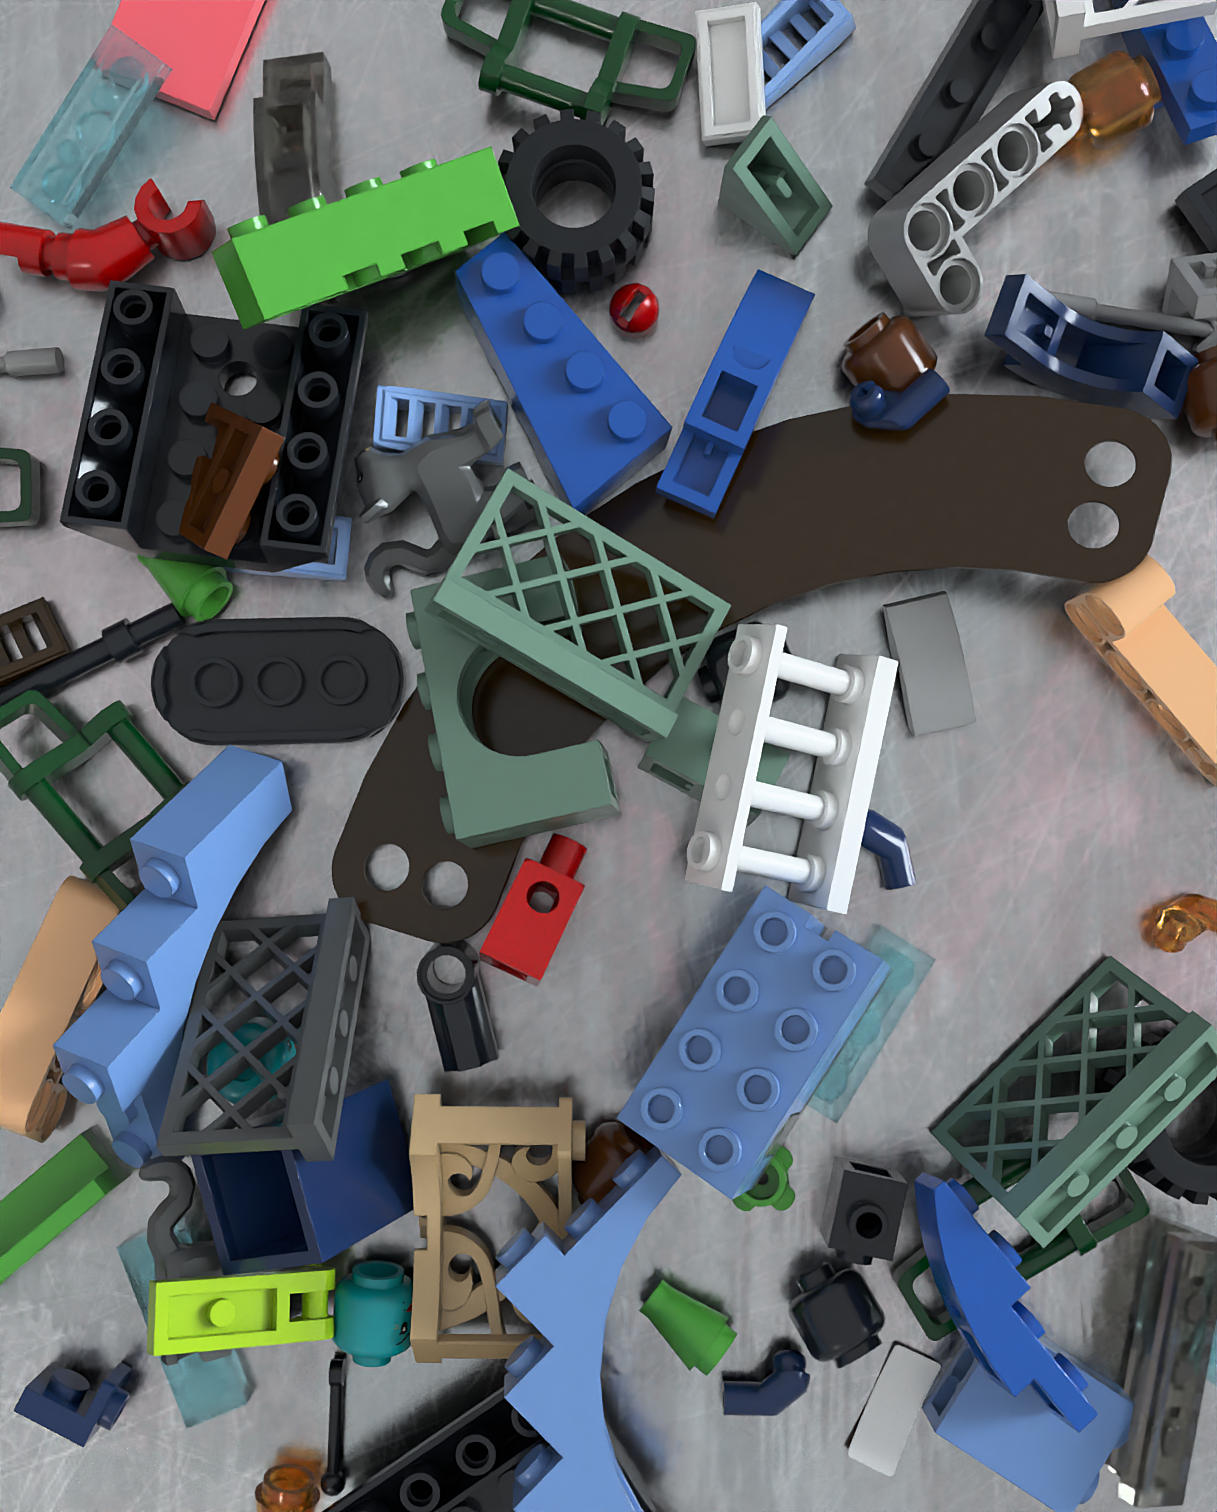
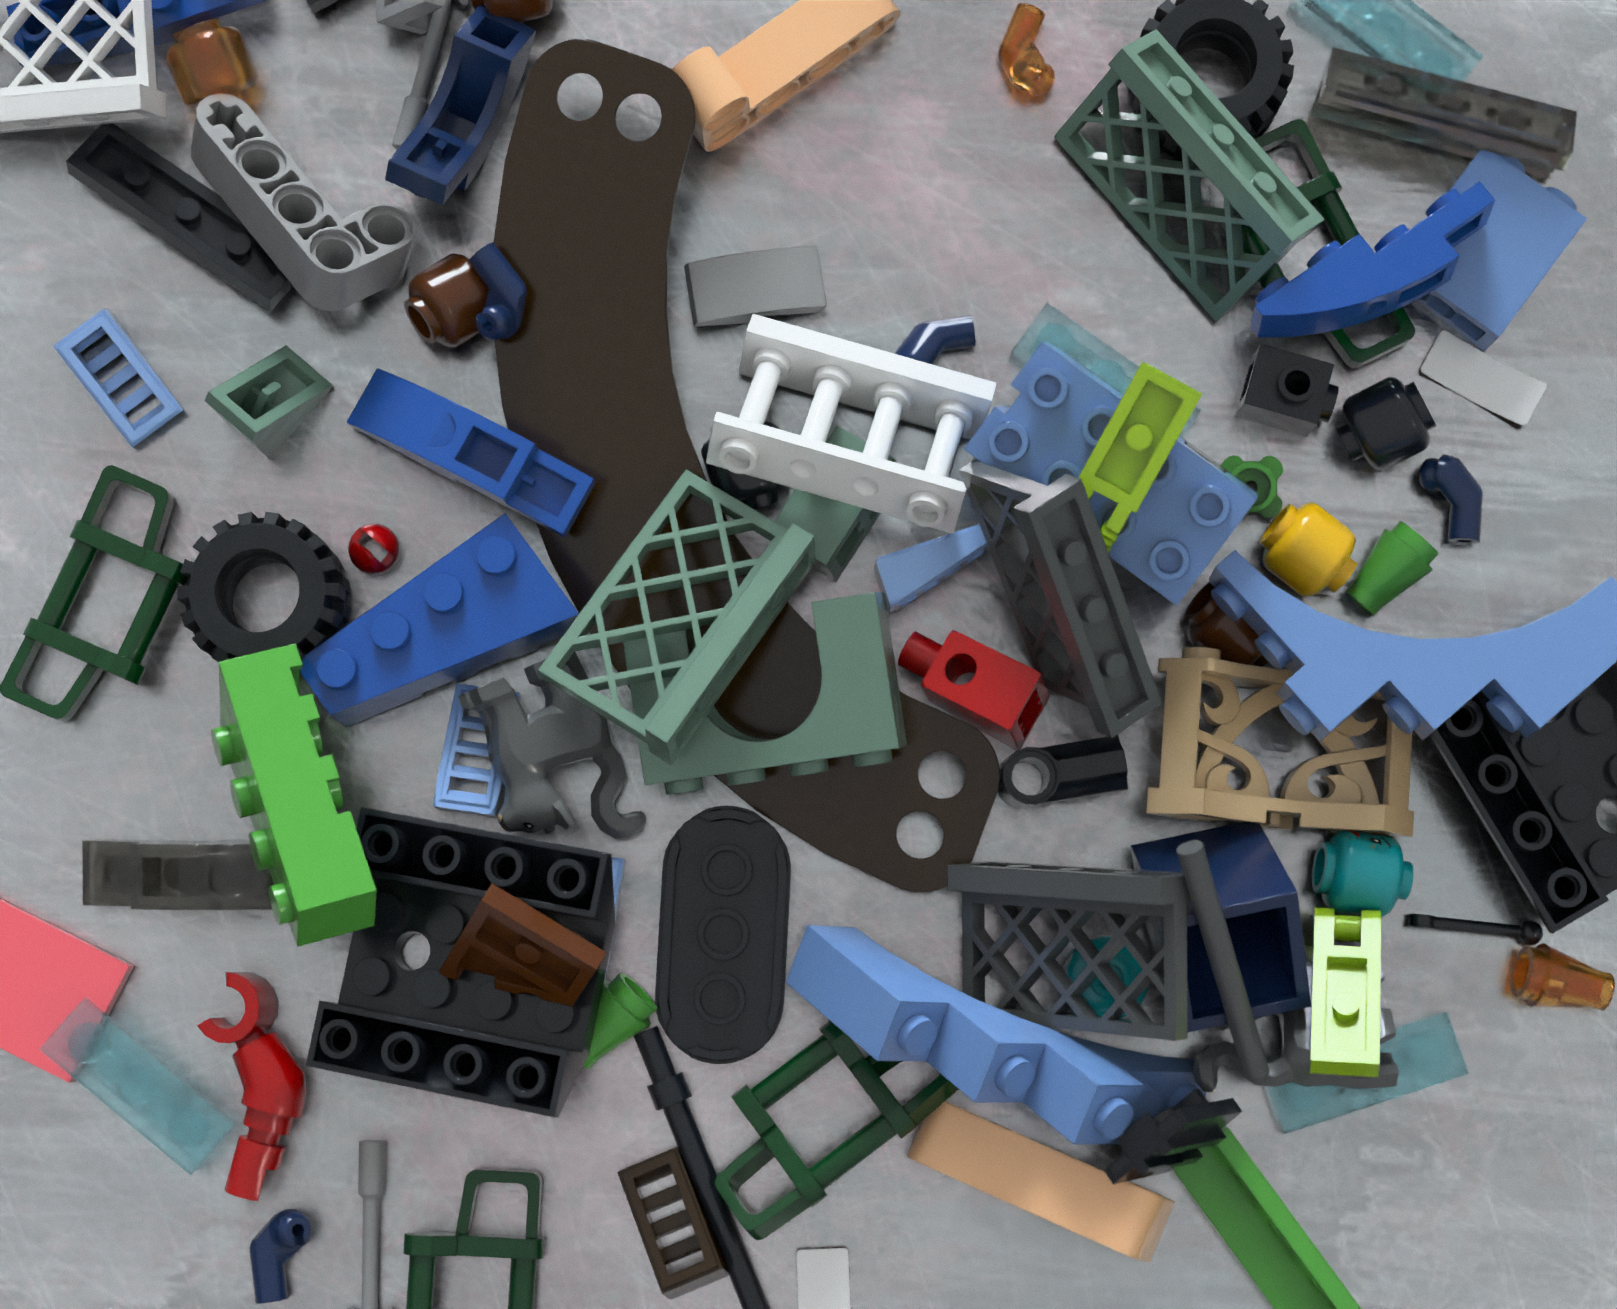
camera: 85 degrees left, 5 degrees down
(69, 1407) = (1436, 1193): dark blue bracket -> none
(78, 1141) = (1171, 1137): none -> black piece
(254, 1186) = (1222, 959): none -> dark grey bar
(623, 1000) = (1064, 592): none -> dark grey fence
(652, 849) = (919, 568): none -> light blue slope
(700, 1242) = (1308, 549): none -> yellow head
(729, 72) = (146, 434): white tile -> none
(770, 1066) = (1137, 443): none -> lime hinge

